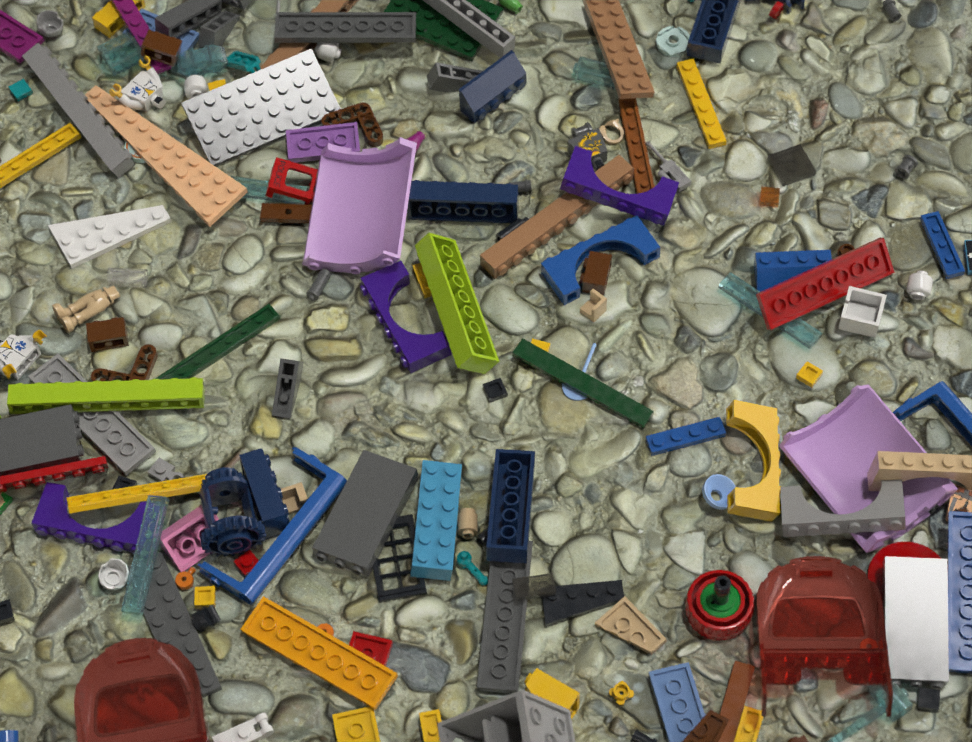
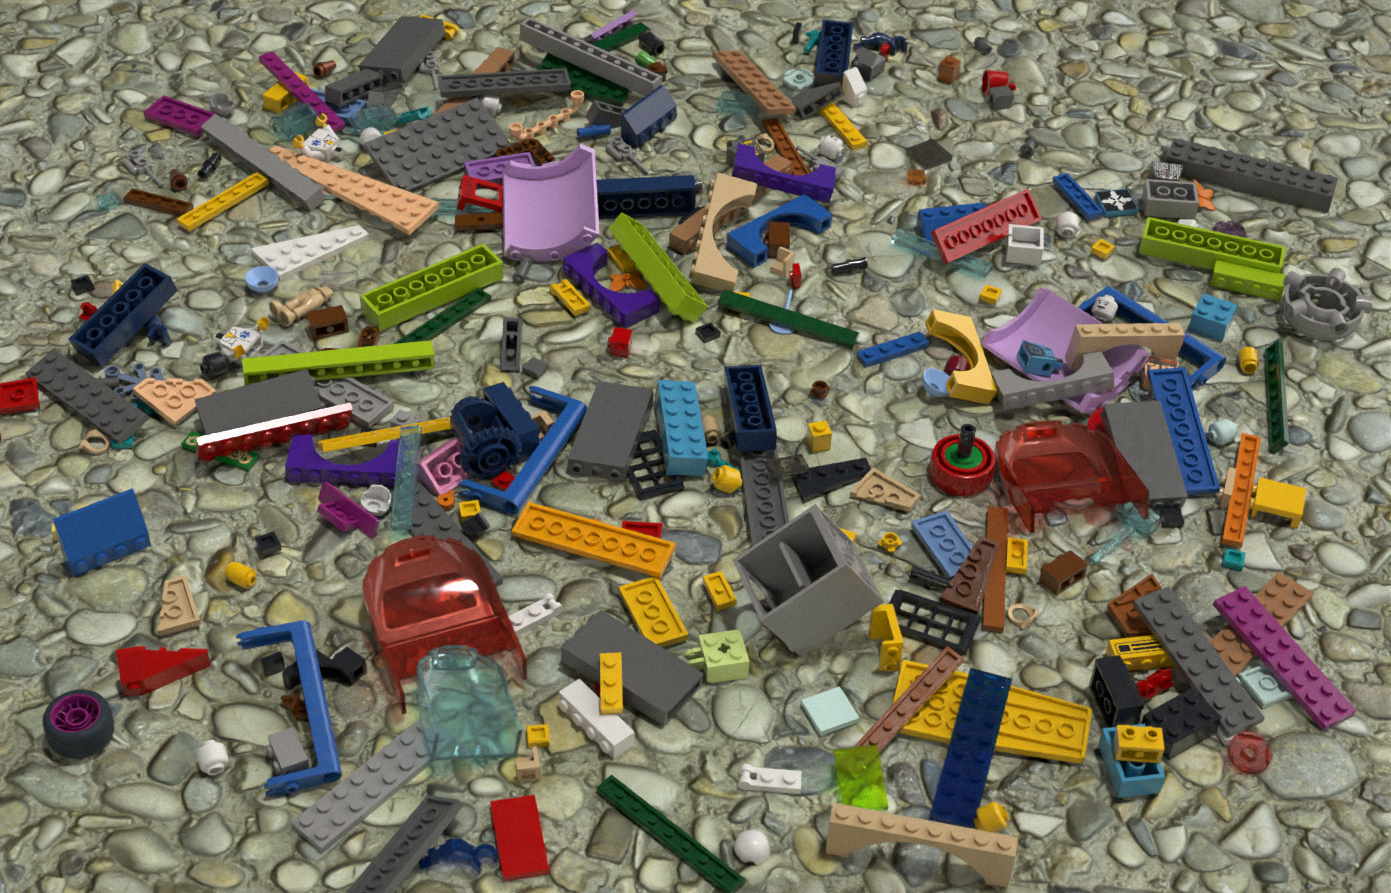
camera: 15 degrees left, 15 degrees down
(20, 90) = (201, 154): teal tile -> none
(24, 107) = (209, 166): none -> black pin
(49, 264) = (262, 275): none -> light blue piece
(80, 584) = (345, 512): none -> magenta bracket
(161, 47) = (336, 107): reddish brown brick -> none
(219, 301) = (431, 287): none -> lime brick
(306, 416) = (535, 367): none -> dark grey tile
(346, 92) = (516, 129): none -> light nougat bar
(360, 327) = (570, 297): none -> yellow plate
(399, 396) = (620, 342): none -> red brick
(419, 308) = (626, 279): none -> orange piece
(431, 97) = (593, 131): none -> blue pin
(460, 129) = (622, 151): none -> light grey piece
(470, 591) = (727, 479): none -> yellow head
(513, 307) = (710, 267): none -> tan arch
(517, 18) = (659, 69): none -> reddish brown plate
(578, 547) = (819, 436): none -> yellow brick
(594, 477) = (819, 389): none -> reddish brown plate
(602, 325) = (795, 275): none -> red plate
(665, 317) = (849, 266): none -> black pin
(679, 78) = (816, 98): none -> dark grey slope
(683, 147) = (831, 147): none -> white head
(727, 65) = (853, 88): none -> white slope
(746, 474) = (956, 363): none -> dark red head
(752, 27) = (868, 63): none -> dark grey piece
(835, 475) = (1037, 359): none -> dark azure torso
(843, 45) = (949, 69): none -> dark orange brick
(891, 70) = (995, 79): none -> red hat
(892, 91) = (1000, 97): none -> dark grey brick
(928, 411) = (1104, 308): none -> white head
(950, 323) = (1102, 249): none -> yellow plate

